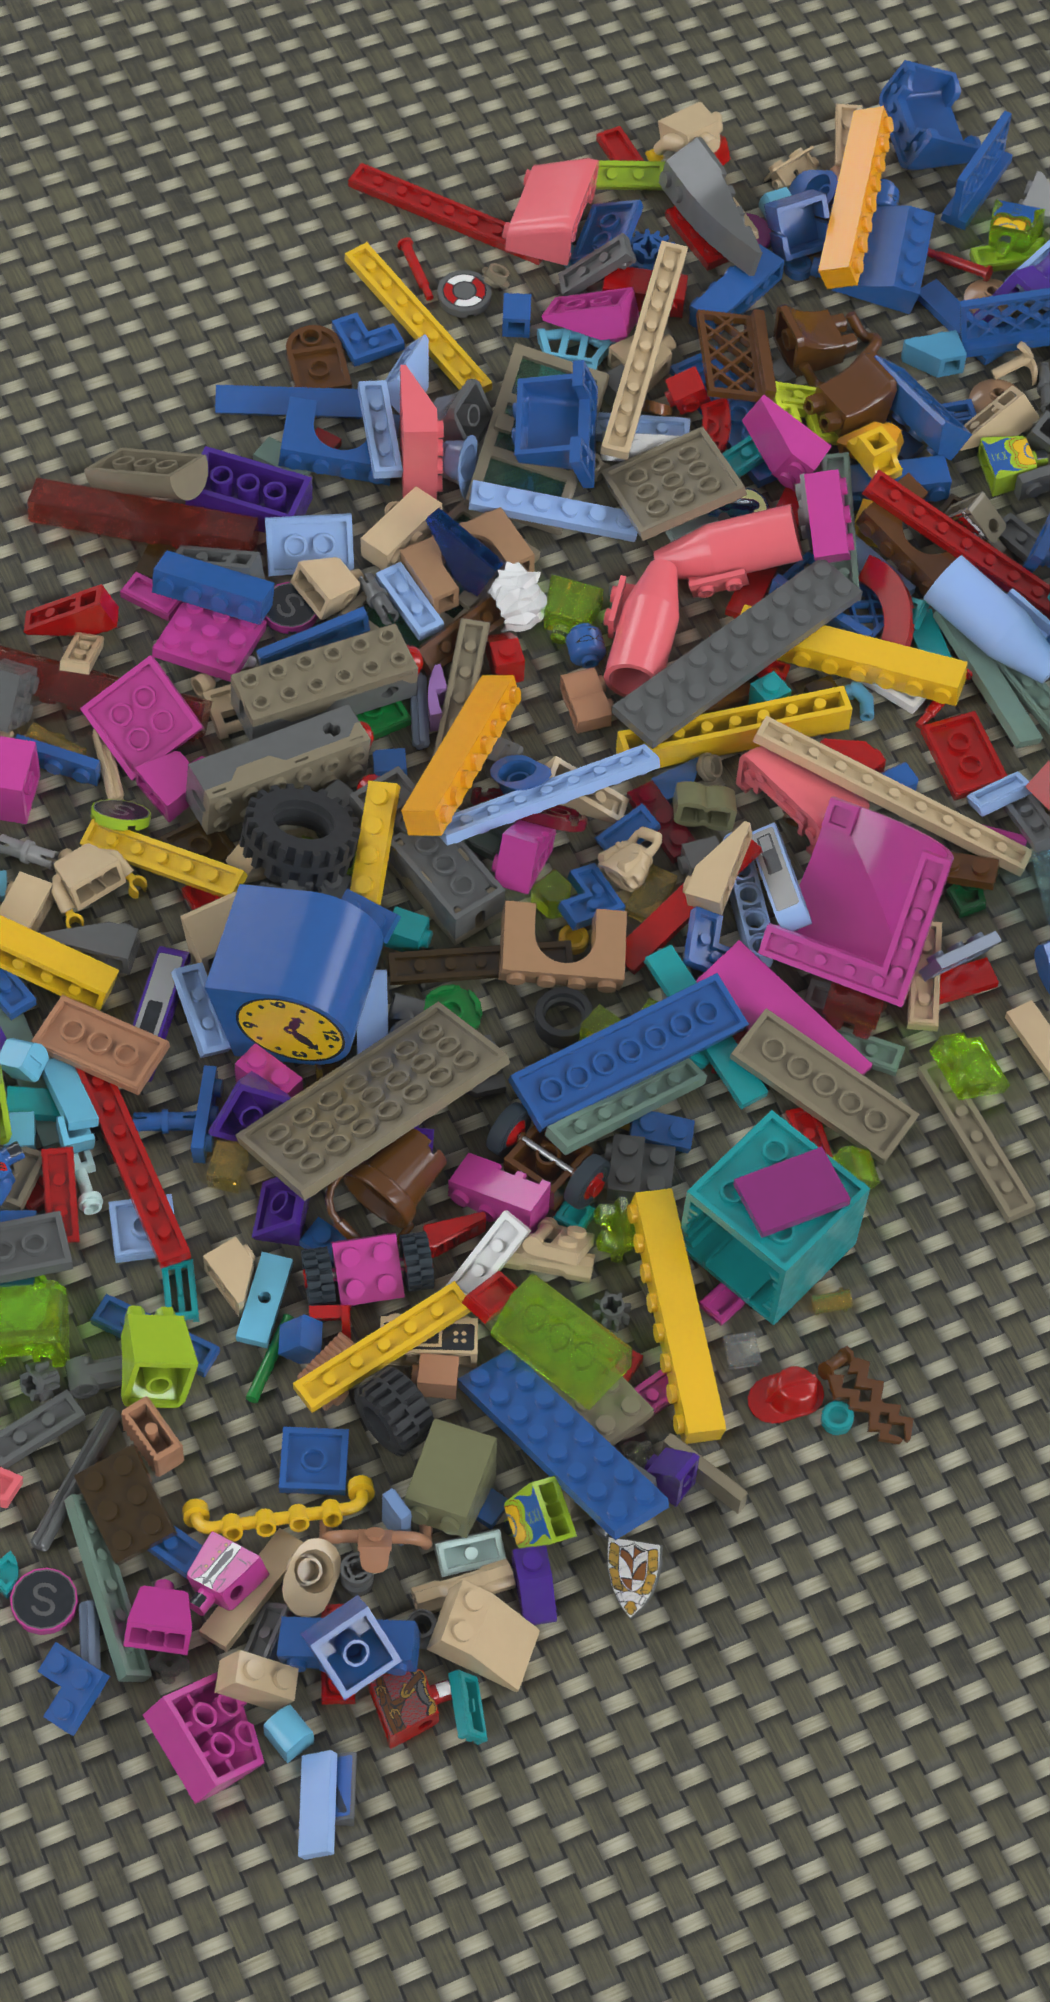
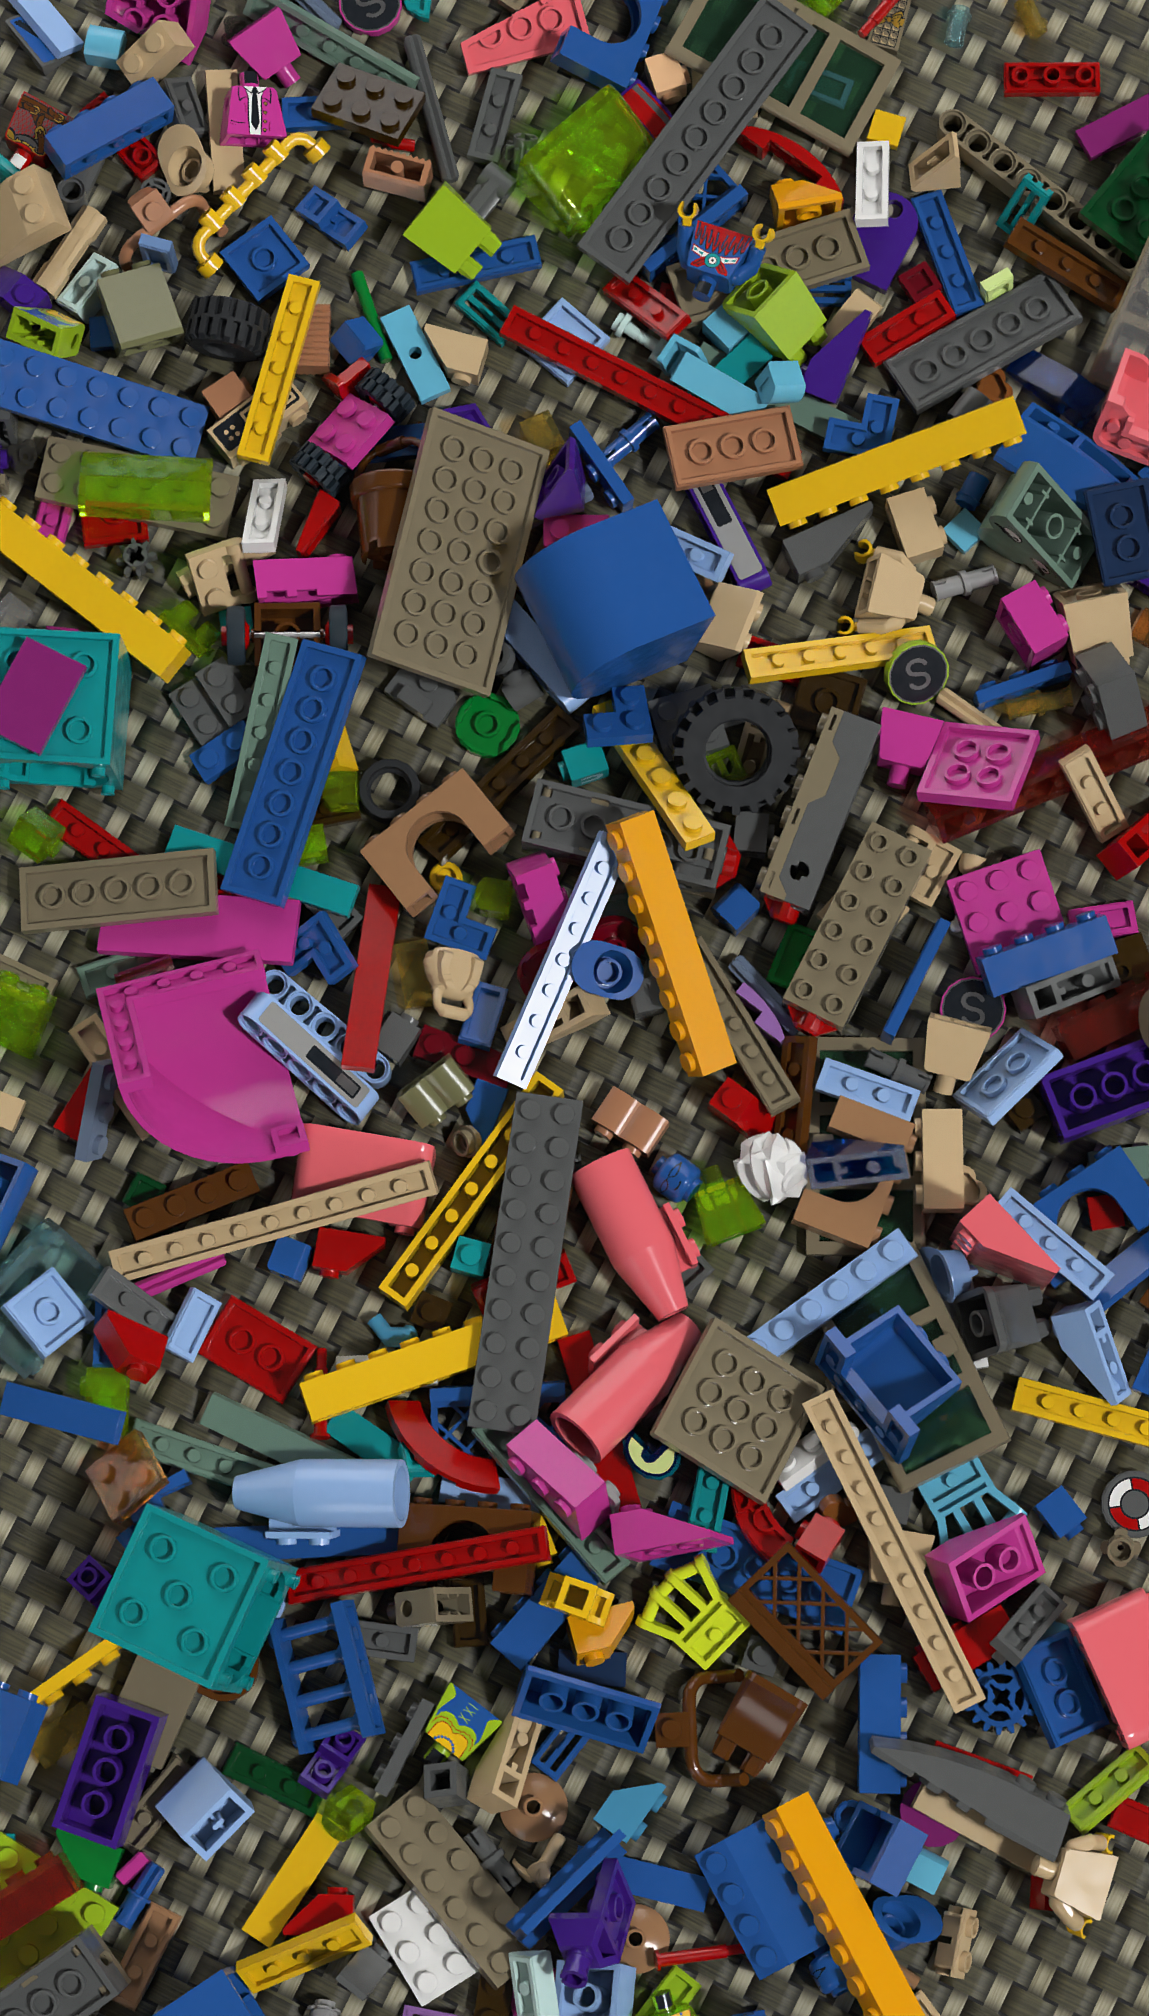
camera: 145 degrees right, 20 degrees up
(232, 1455) = (331, 218): none -> blue slope
(351, 1647) = (95, 105): blue slope -> none
(490, 1297) = (230, 477): red tile -> none
(717, 872) = (355, 998): tan slope -> none
(853, 397) = (654, 1654): reddish brown hips -> none

